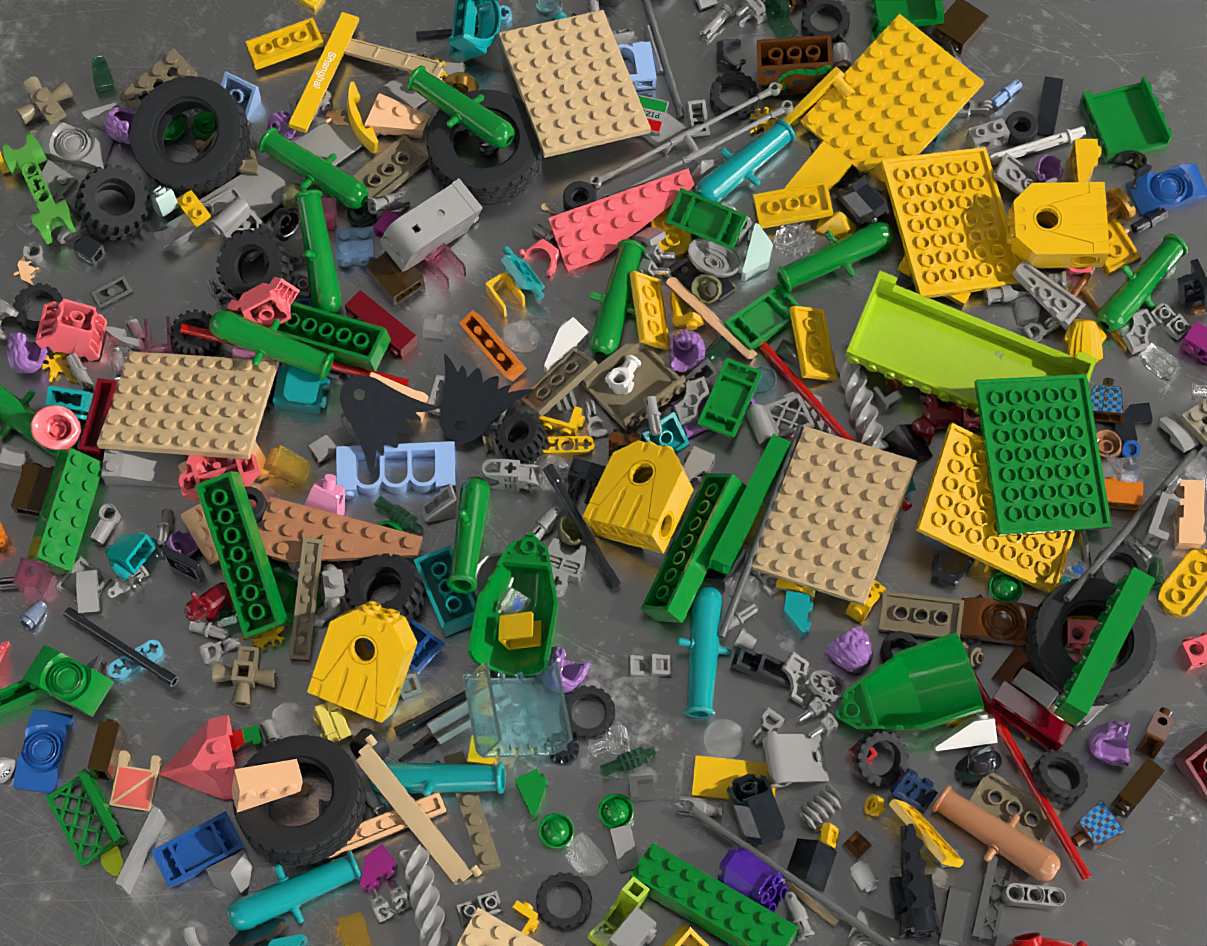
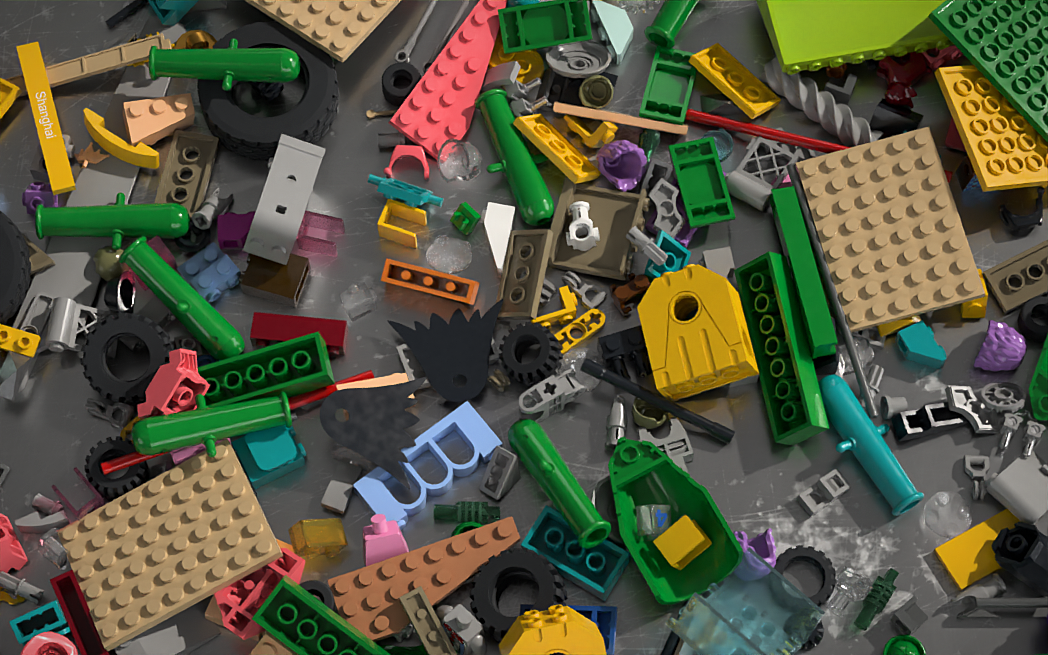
camera: 35 degrees left, 0 degrees up
(550, 318) = (465, 218): none -> green tile
(577, 276) = (458, 160): none -> clear helmet

